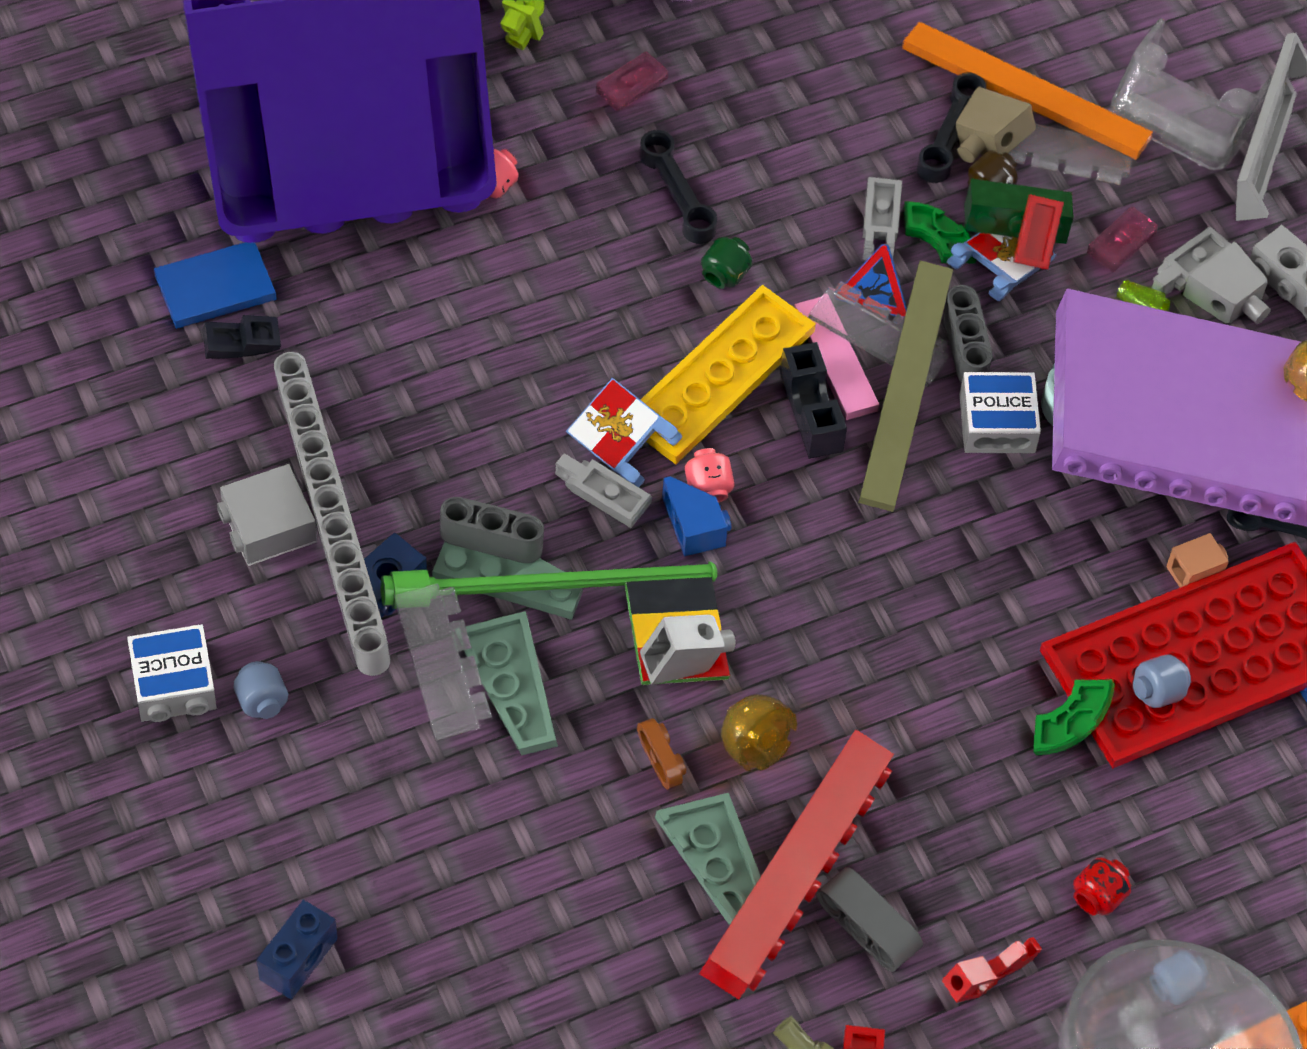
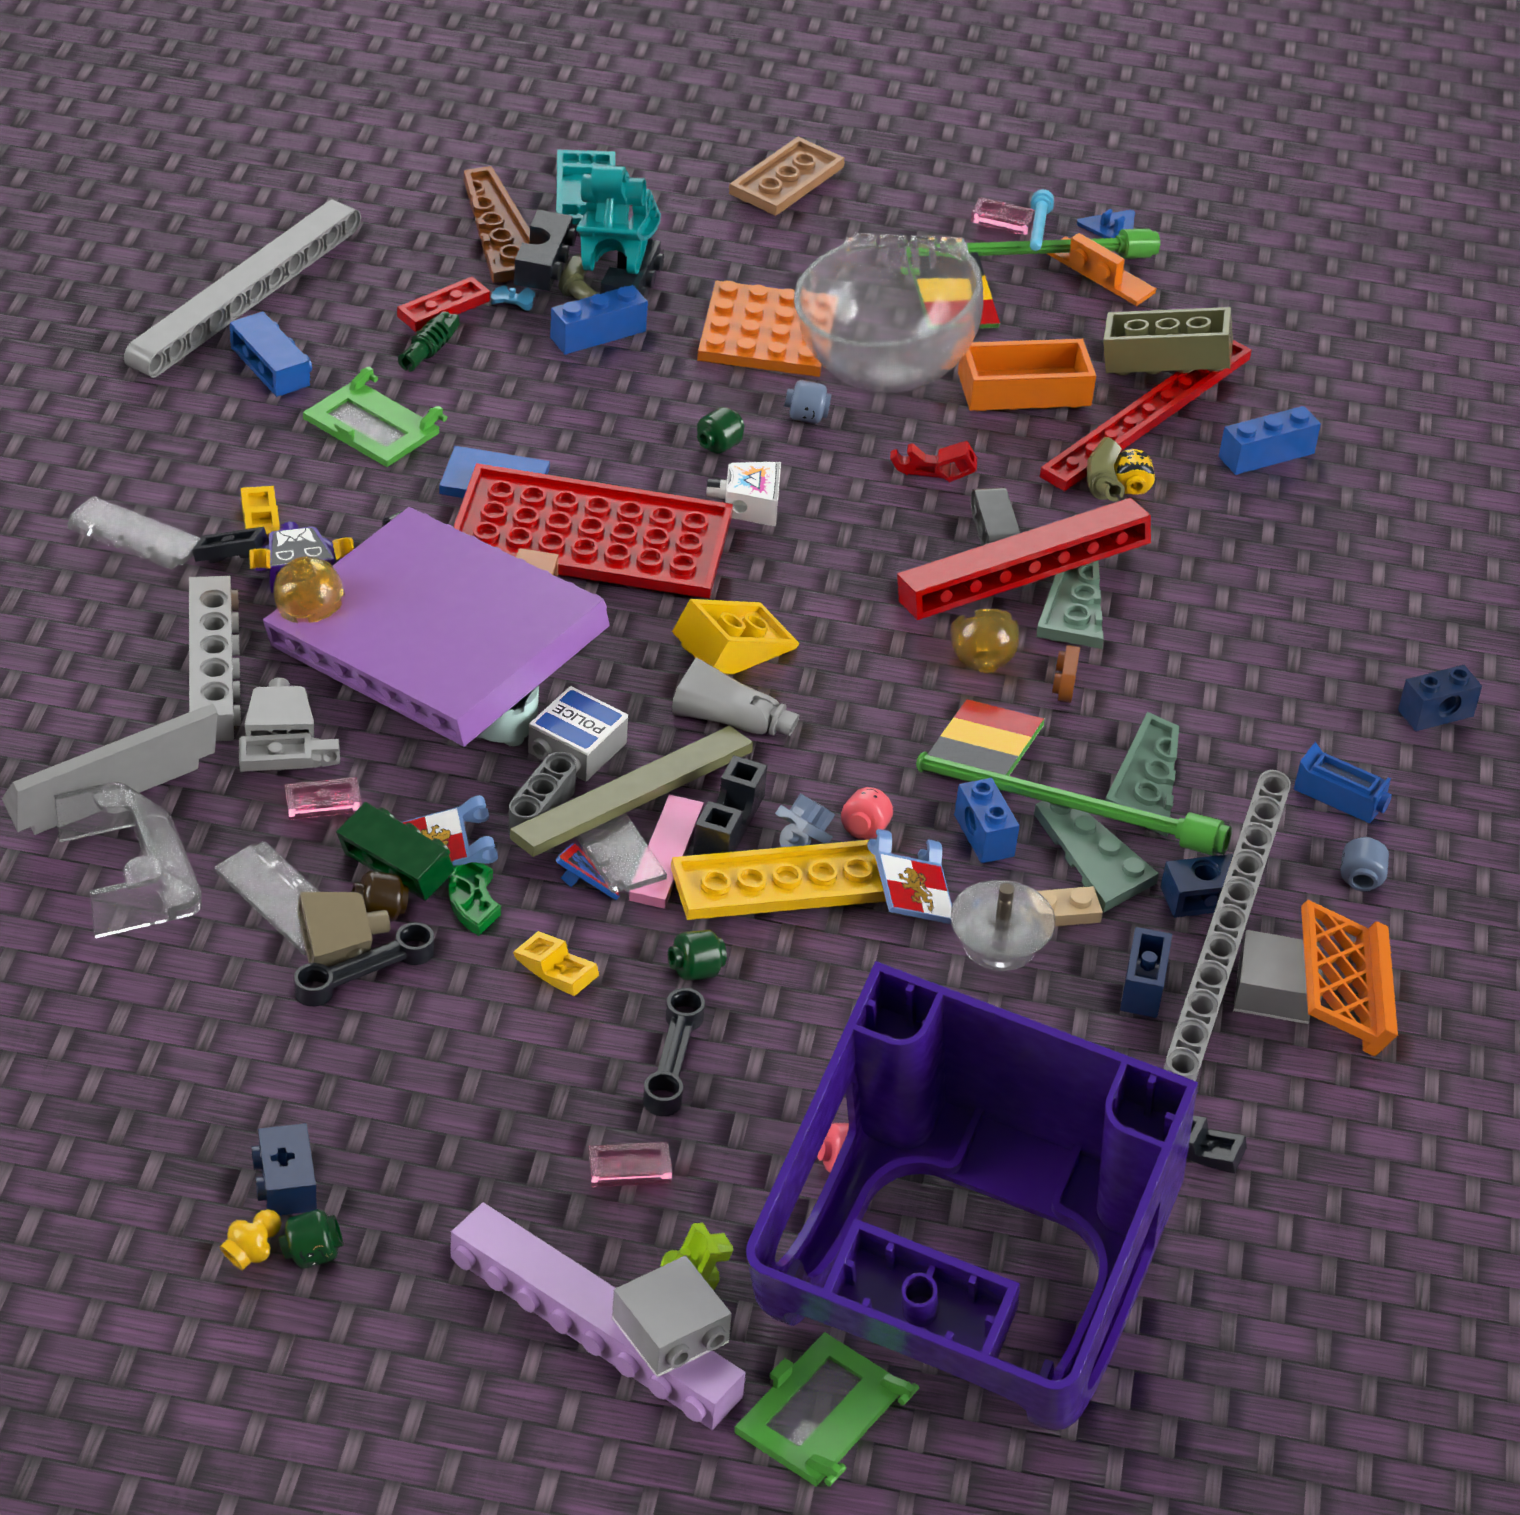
camera: 145 degrees left, 15 degrees down
(172, 673) = (1434, 908): piece -> none
(178, 544) = (1371, 978): none -> orange fence
(215, 284) = (1215, 1209): blue tile -> none
(329, 776) = (1342, 785): none -> blue window
(373, 442) = (1146, 972): none -> dark blue brick
(435, 656) = (1202, 791): clear windscreen -> none
(491, 529) = (1093, 854): dark grey beam -> none
(499, 486) = (1074, 905): none -> tan plate
(516, 411) = (1002, 923): none -> clear piece
(603, 489) = (962, 851): light grey hinge -> none
(608, 528) = (986, 820): none -> blue brick
(684, 647) = (1002, 696): light grey torso -> none
(695, 517) = (908, 790): blue slope -> none
(745, 423) = (807, 821): none -> sand blue hips
(832, 211) = (553, 963): none -> yellow slope
(881, 213) = (513, 924): light grey hinge -> none
(922, 524) = (719, 698): none -> light grey piece
(974, 607) = (732, 634): none -> yellow slope
(1018, 84) = (260, 959): orange tile -> none
(1038, 232) = (406, 810): red tile -> none
(1075, 718) = (746, 541): green tile -> none
(1102, 886) = (814, 456): red head -> none
(1117, 799) = (751, 490): none -> white torso
(1142, 295) = (361, 745): clear neon green cone -> none
(1161, 681) = (656, 508): sand blue head -> none
(1218, 866) = (720, 430): none -> dark green head

